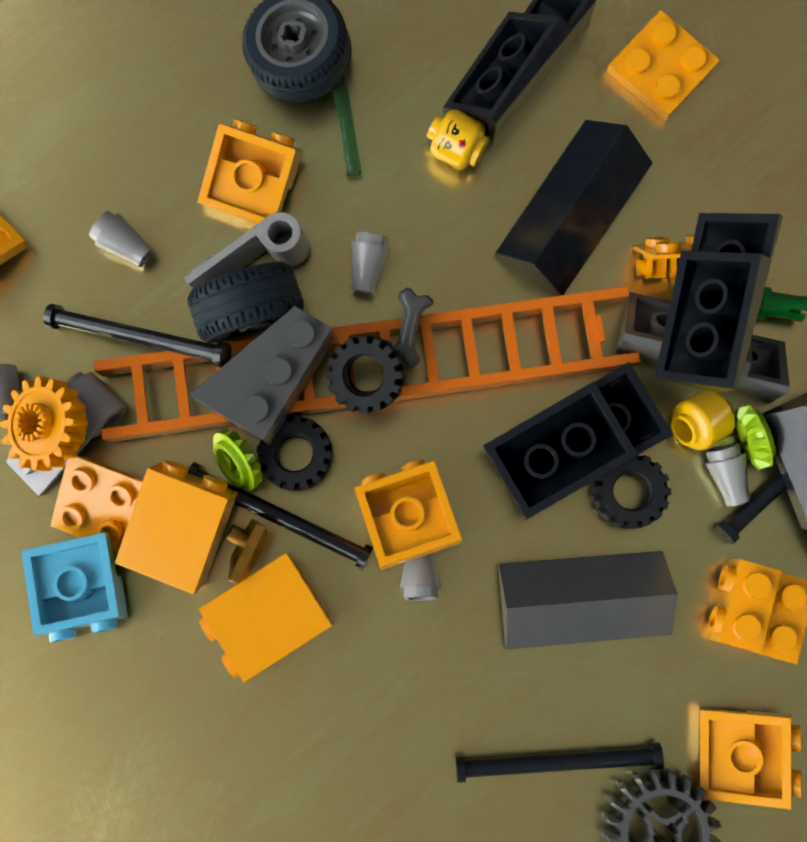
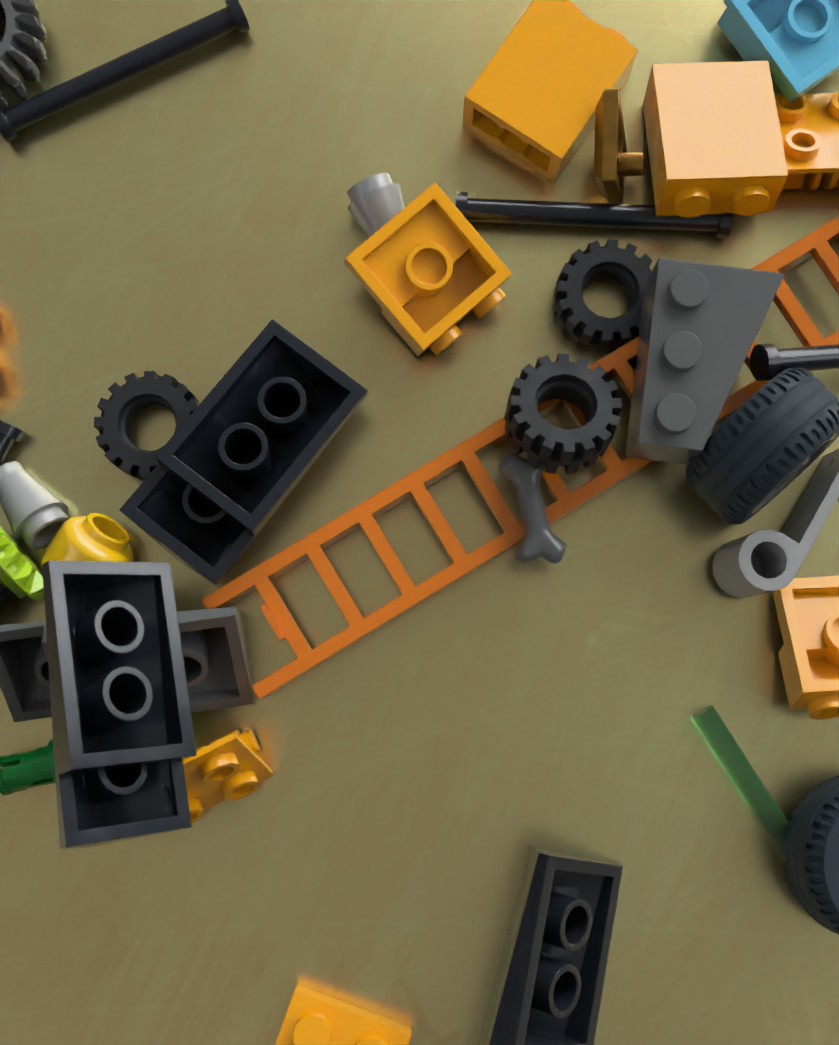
camera: 160 degrees right, 0 degrees up
(236, 460) = (670, 244): lime gear -> none
(368, 259) = (627, 590): light grey cone -> none
(457, 139) = (581, 817): yellow head -> none
(576, 205) = (375, 796): black slope -> none
(586, 599) = (160, 272): dark grey slope -> none

